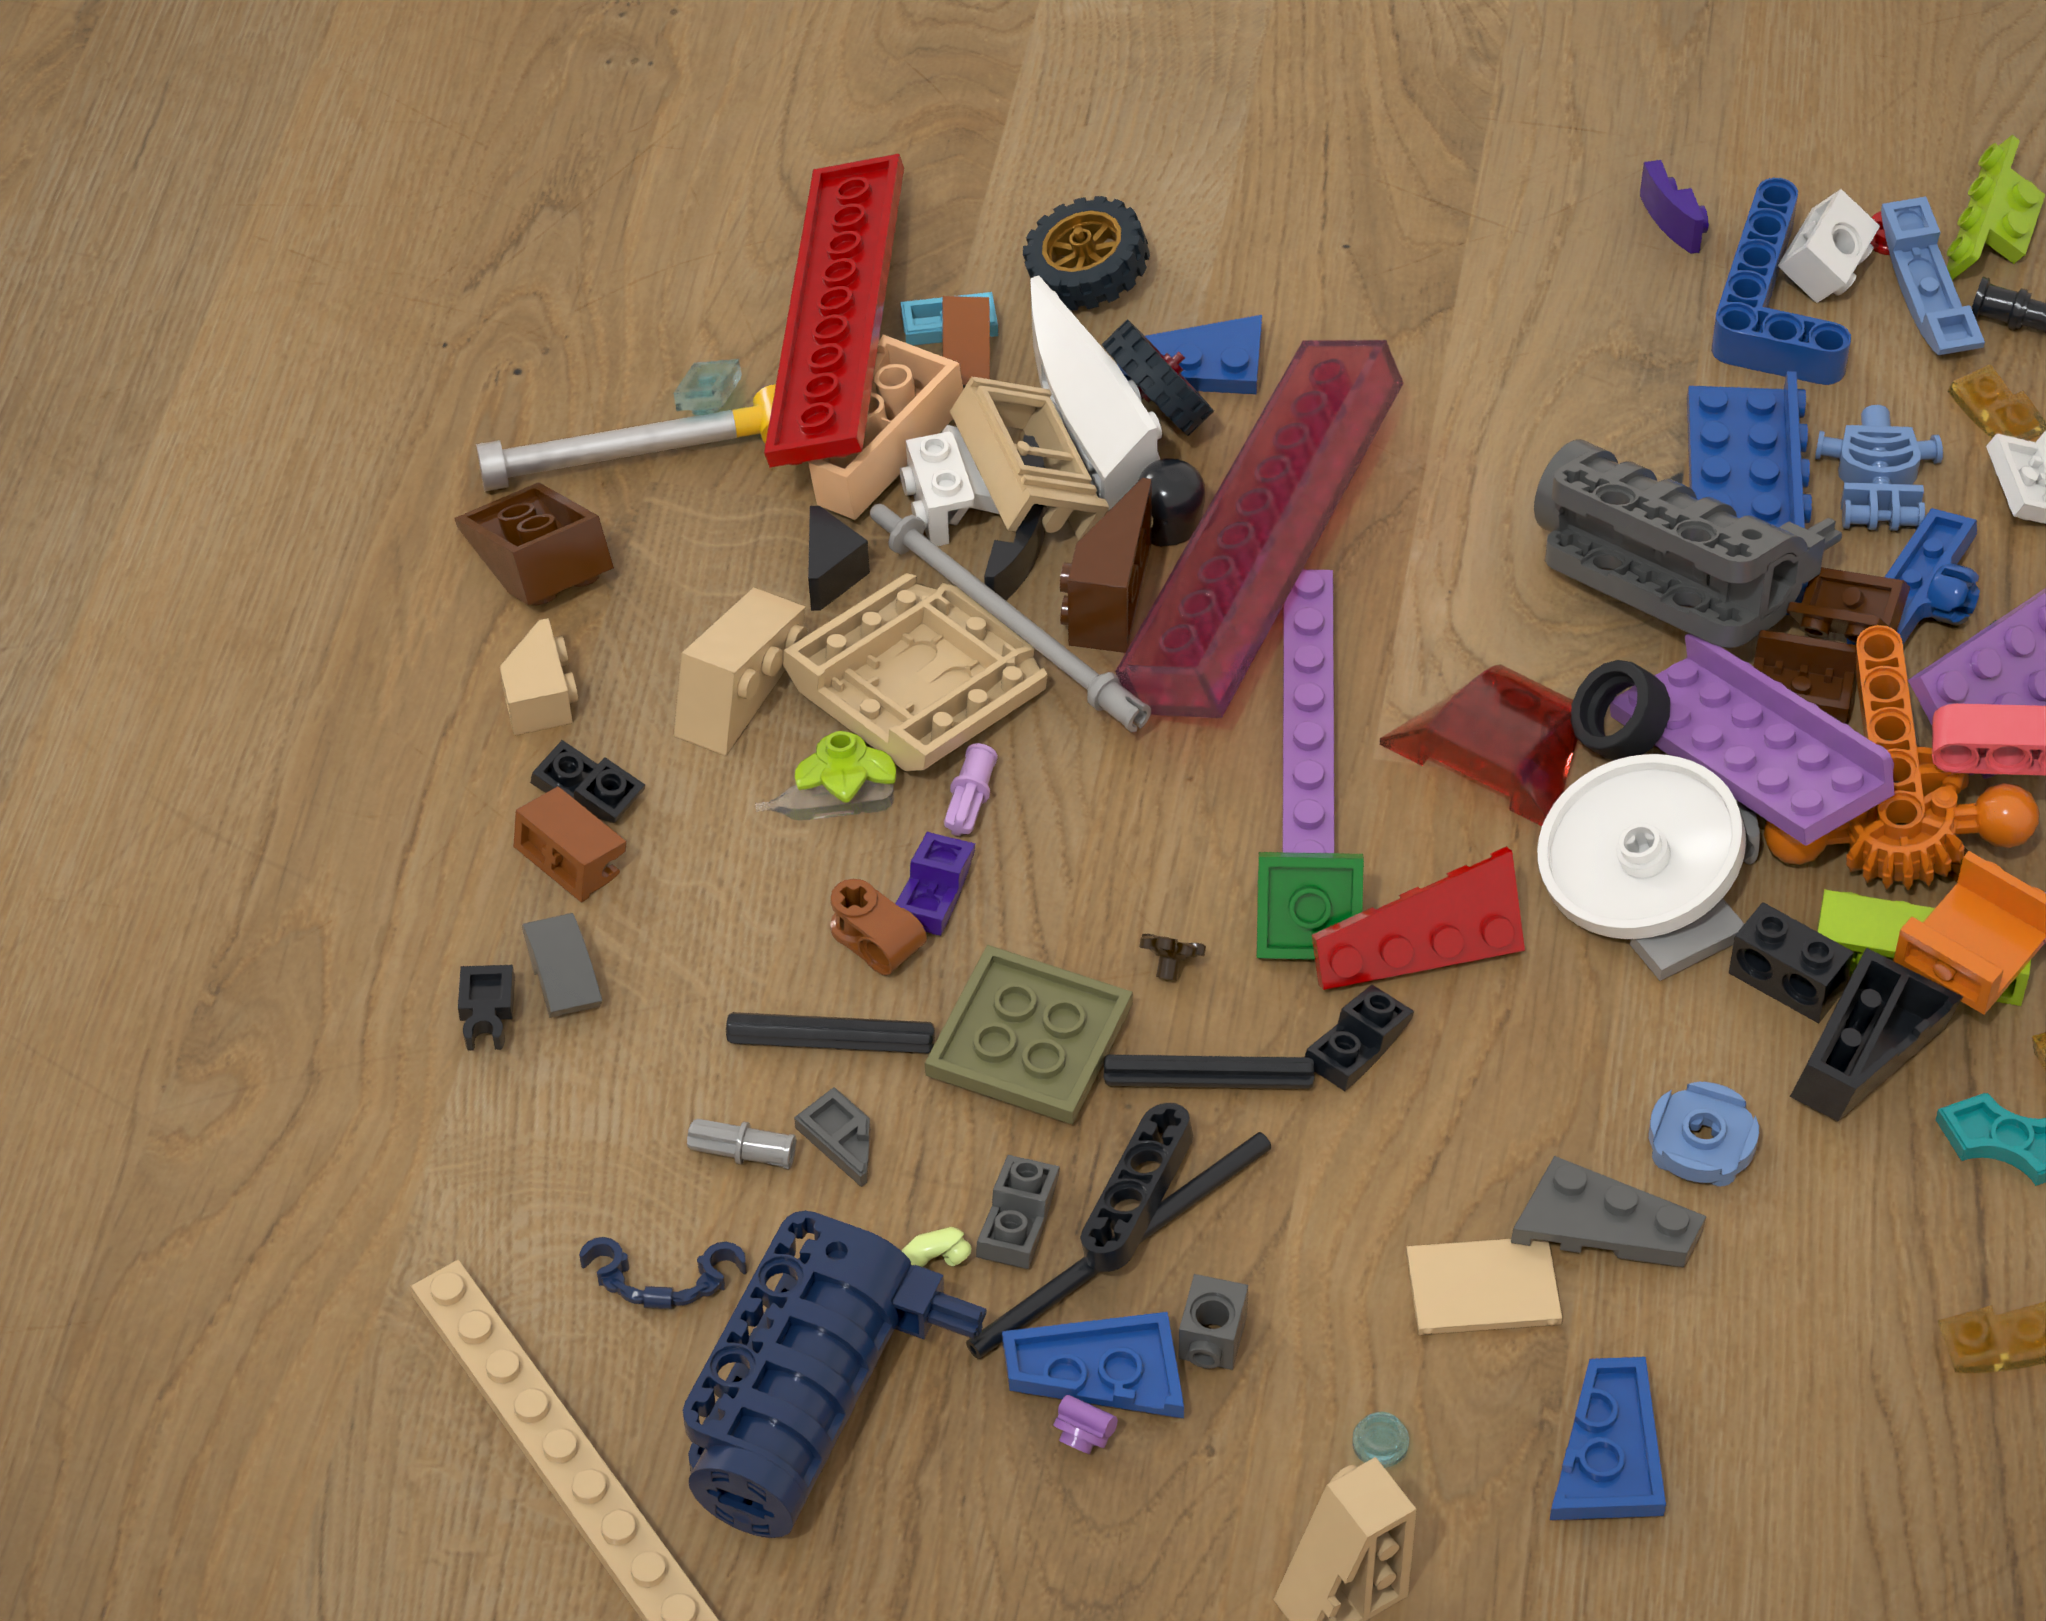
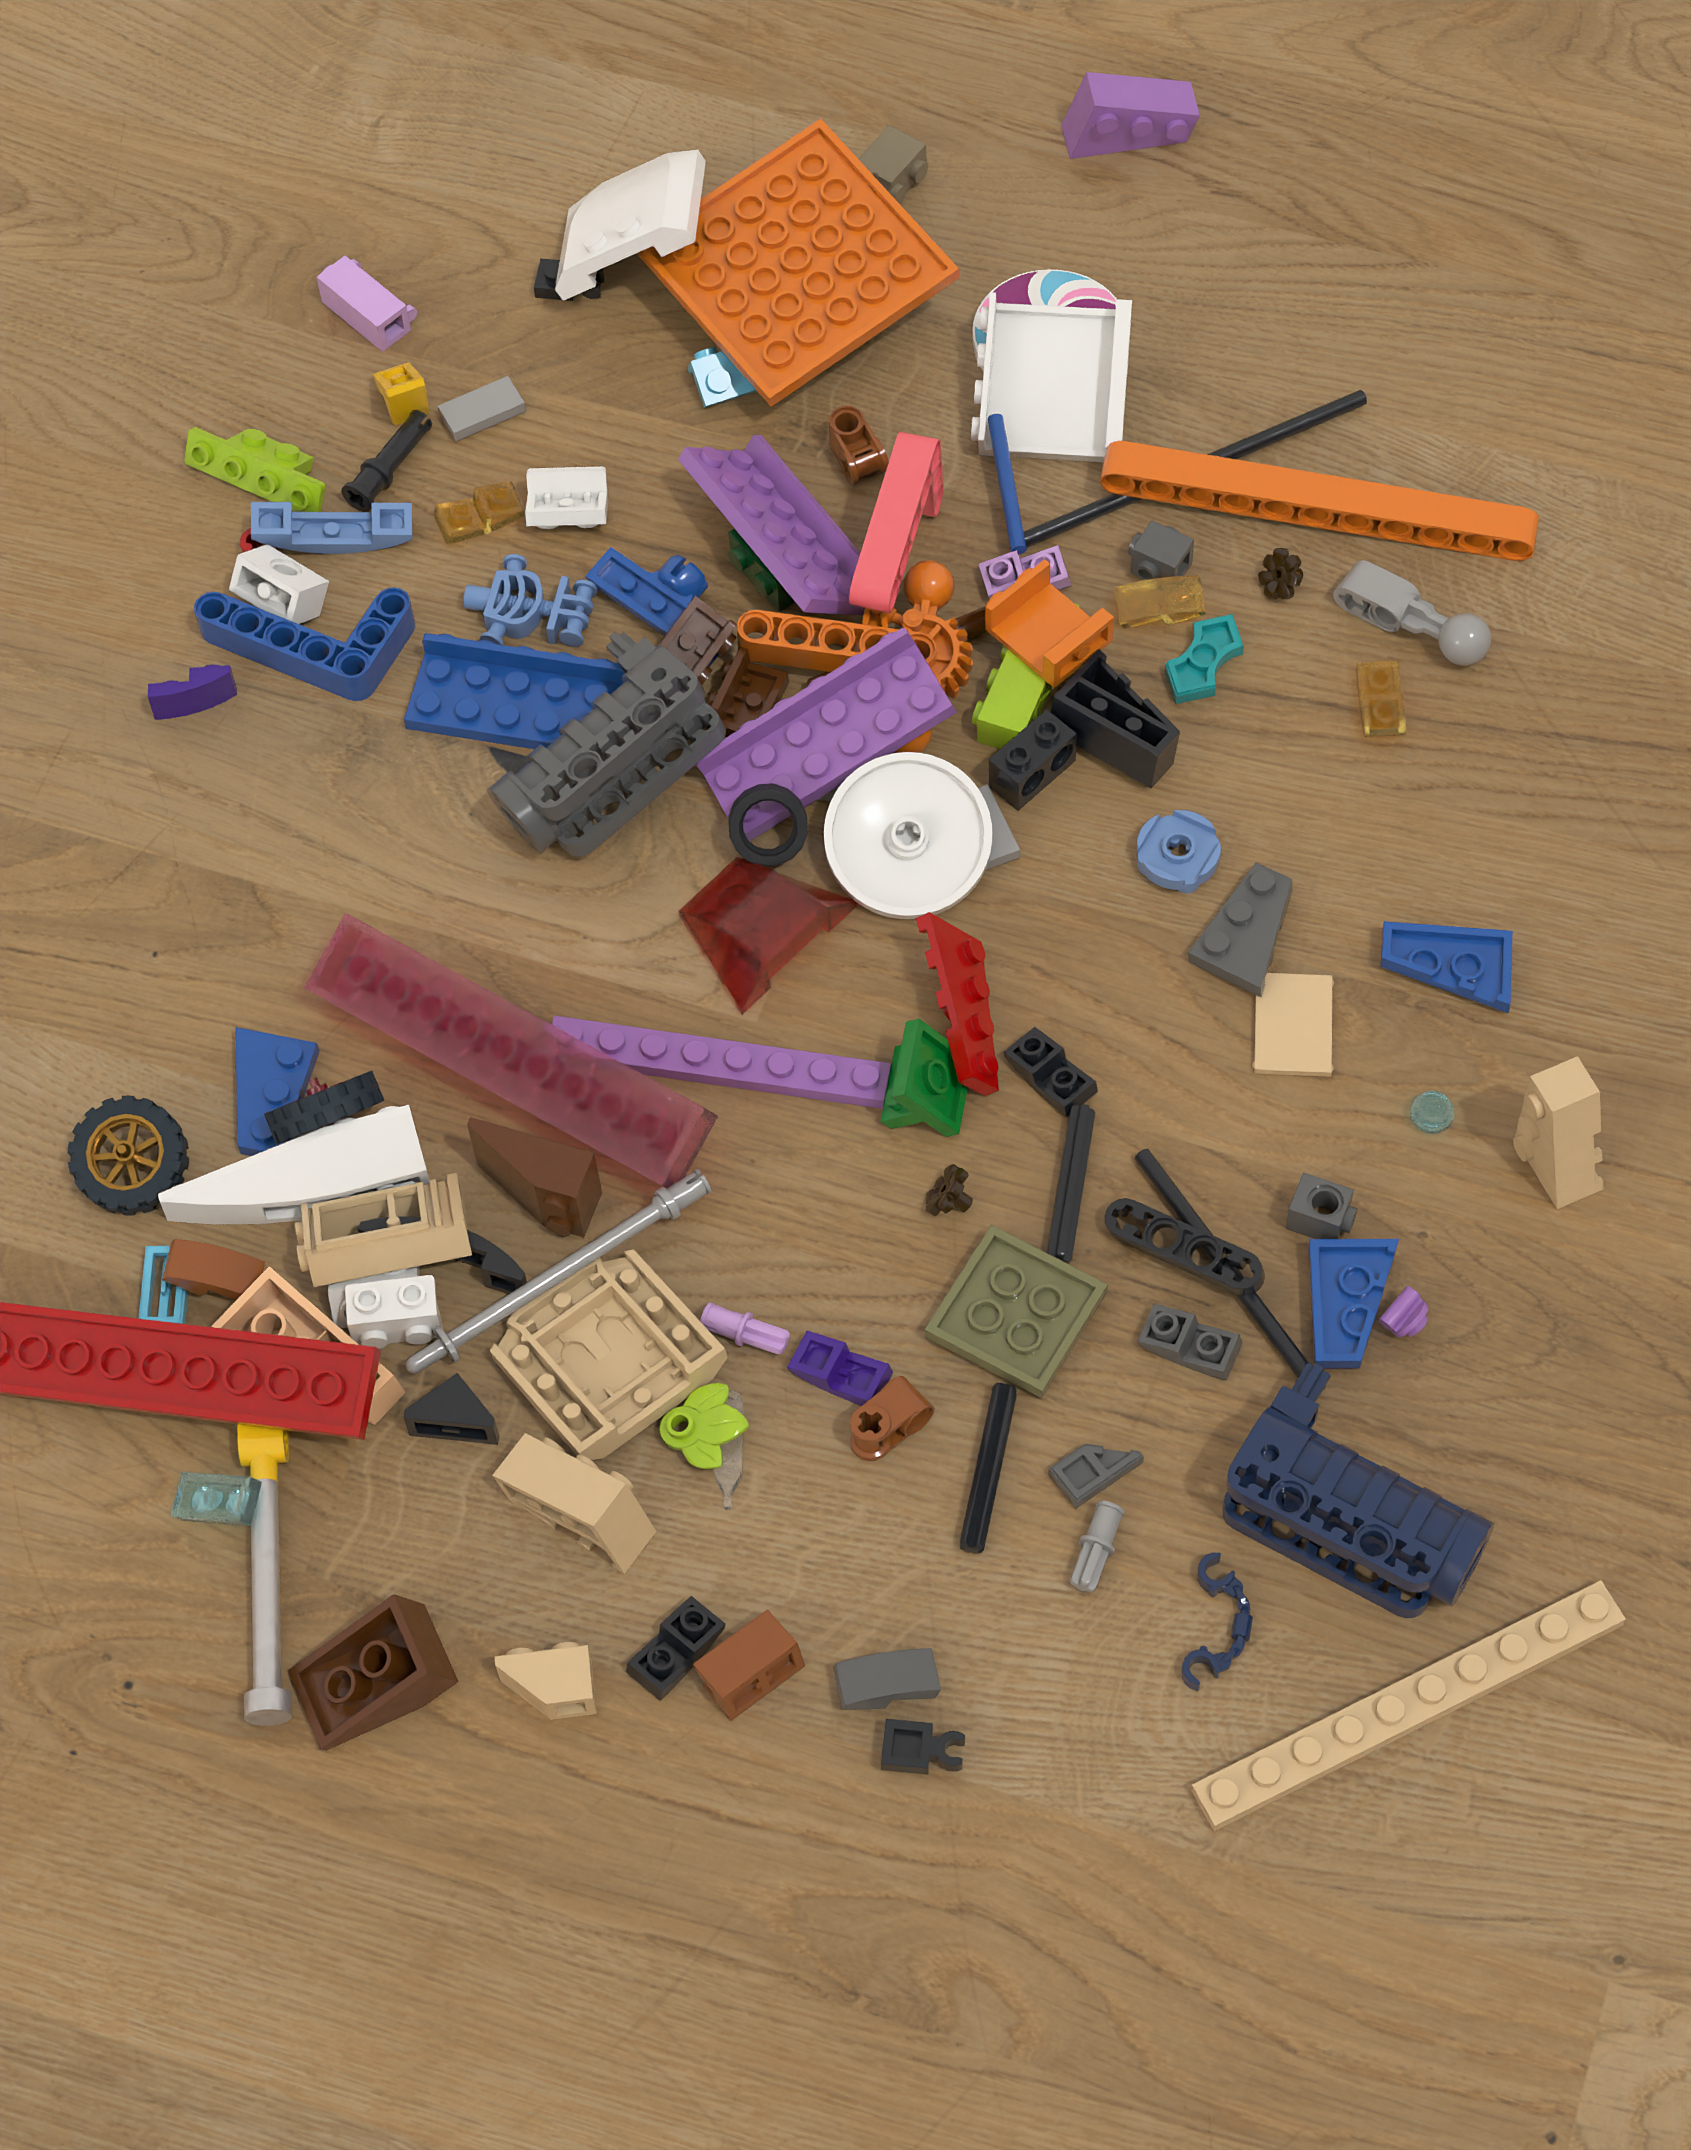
camera: 80 degrees left, 10 degrees up
(942, 1242) = (1217, 1411): yellowish green arm -> none
(1176, 500) = (445, 1123): black helmet -> none

